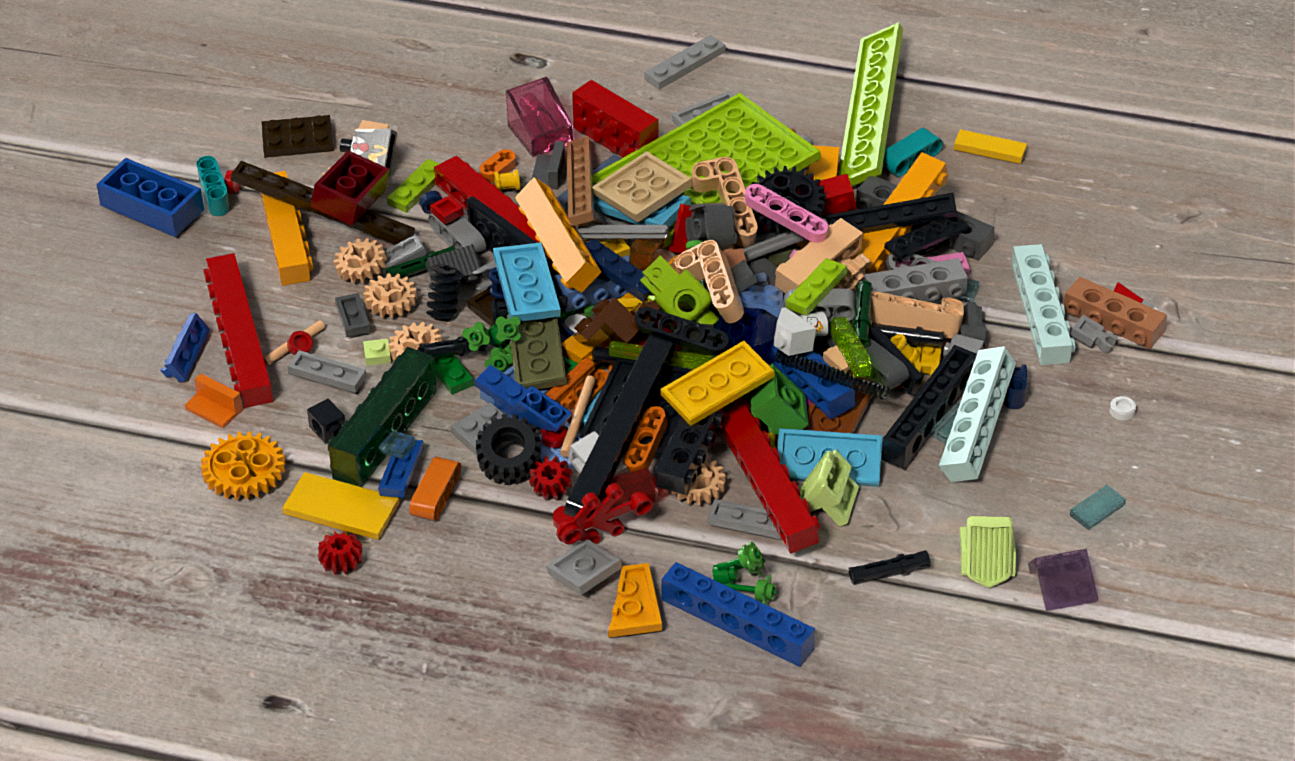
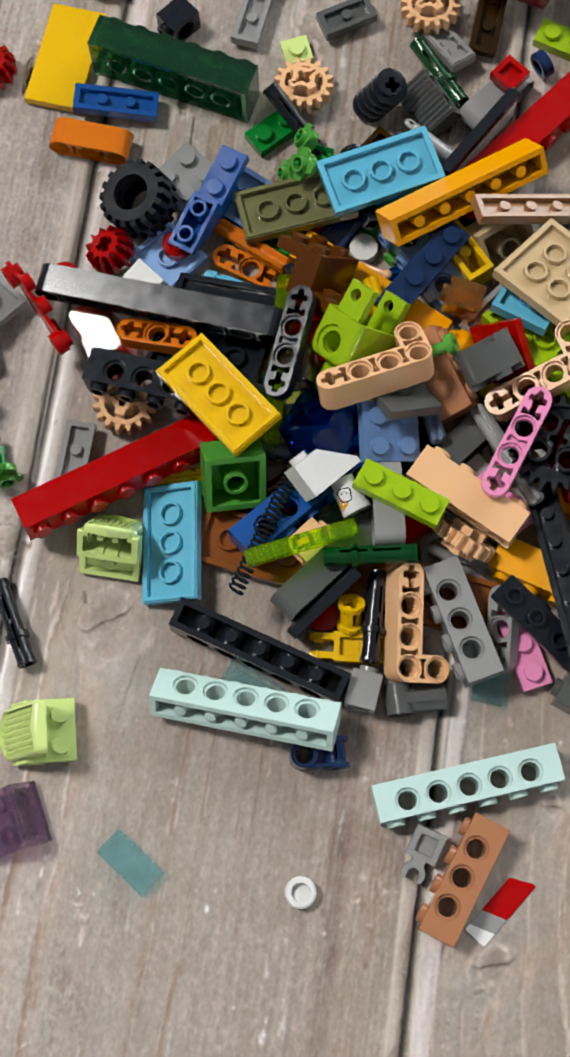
camera: 85 degrees right, 30 degrees up
(390, 295) = (367, 41): light nougat gear -> none
(397, 444) = (141, 91): clear light blue tile -> none
(577, 415) = (206, 265): light nougat bar -> none
(623, 231) = (475, 267): light grey axle -> none

